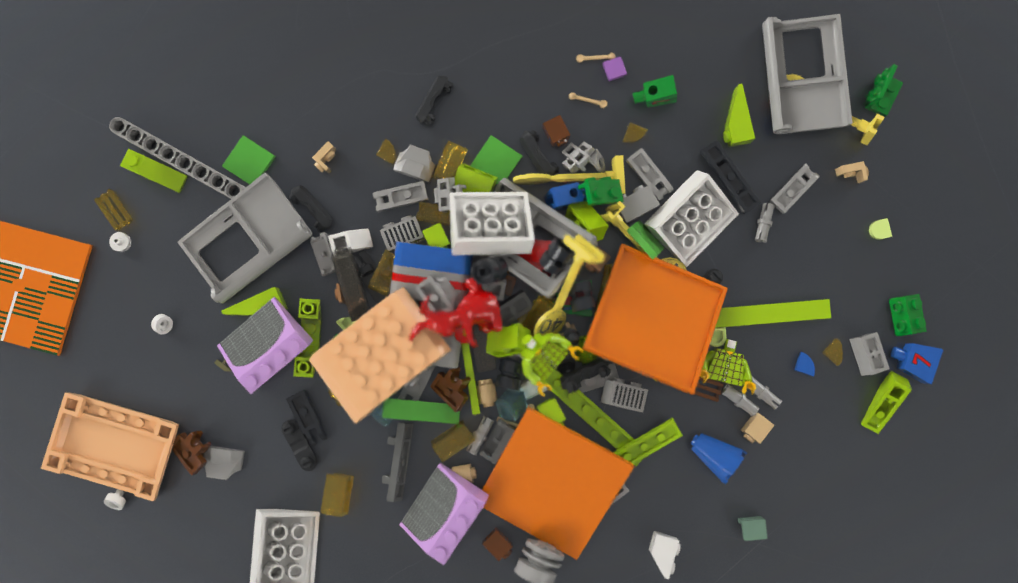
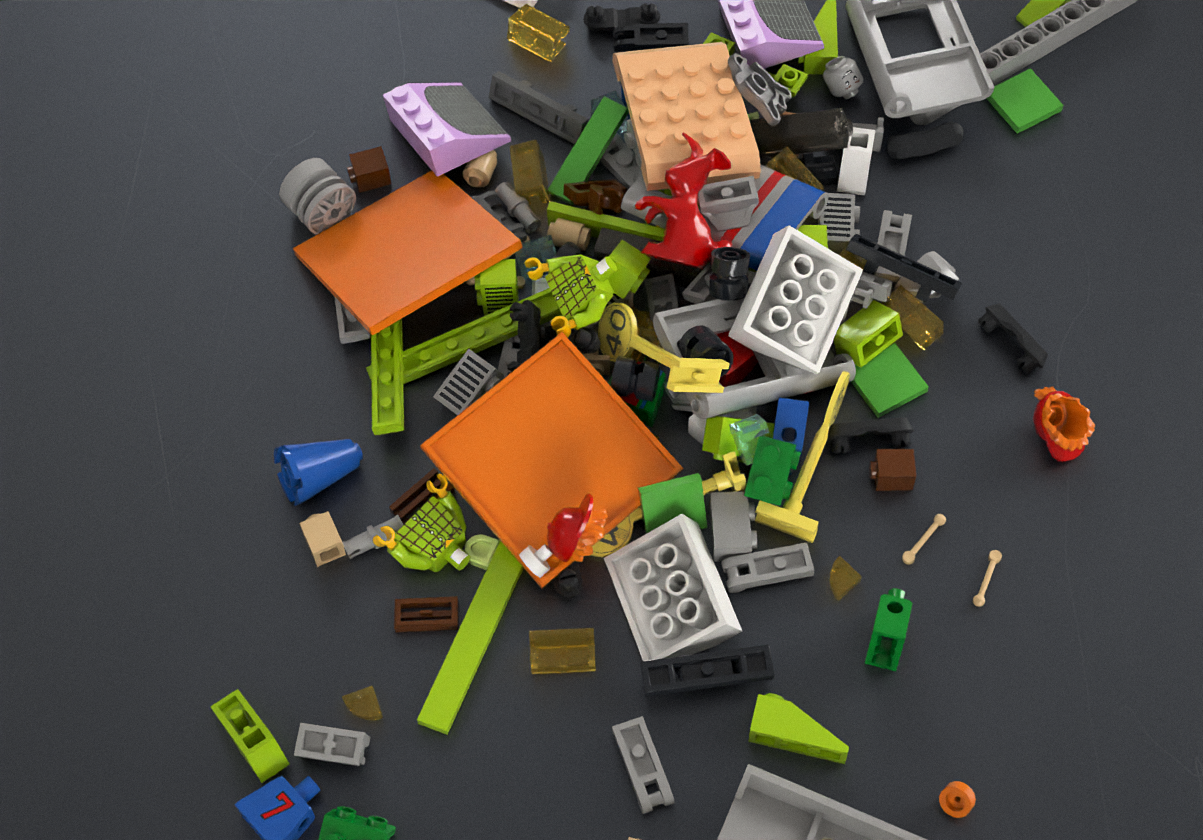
camera: 120 degrees right, 25 degrees down
(286, 278) = (842, 77): none -> light grey head
(325, 154) = (991, 177): tan bracket -> none
(336, 317) = (759, 88): none -> flat silver tile
(387, 152) = (963, 257): clear yellow tile -> none
(424, 176) = (881, 256): none -> black hinge
(483, 49) = (1062, 423): none -> orange hair
(589, 155) = (838, 486): light grey piece -> none
(592, 210) = (746, 436): none -> clear light blue panel
(593, 267) = (672, 432): medium nougat bracket -> none
(614, 68) = (957, 595): medium lavender tile -> none
(663, 550) = (236, 347): white slope -> none
(699, 278) = (575, 531): none -> red hair
(722, 295) = (536, 559): none -> white tile
(732, 22) = (957, 799): none -> orange tile
(753, 528) = (193, 468): sand green panel -> none
(754, 261) = (562, 650): none -> clear yellow hinge
(761, 350) = (422, 624): none -> reddish brown tile
(764, 222) = (612, 693): light grey pin -> none
(766, 395) = (365, 572): light grey pin -> none
(805, 364) = (370, 651): blue tile -> none

